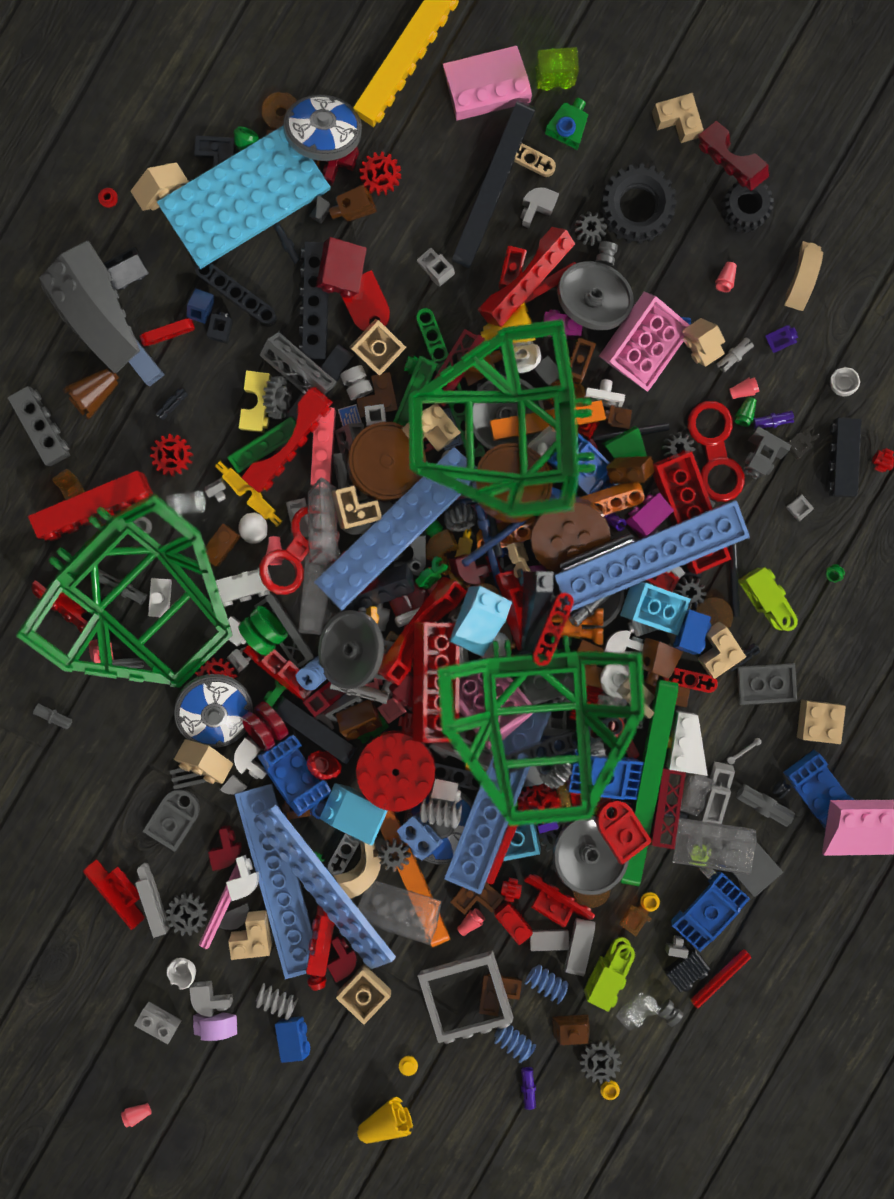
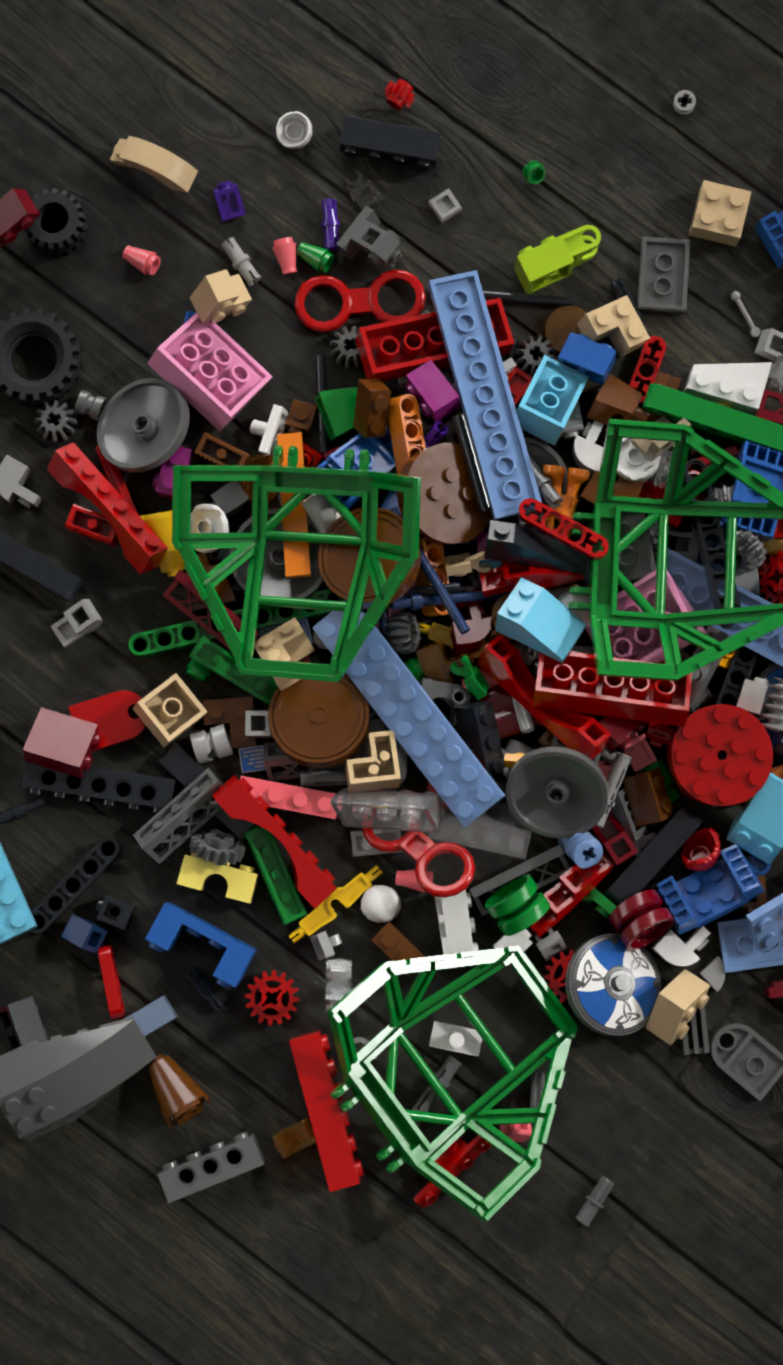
camera: 80 degrees left, 5 degrees down
(220, 373) = (172, 922): none -> blue plate

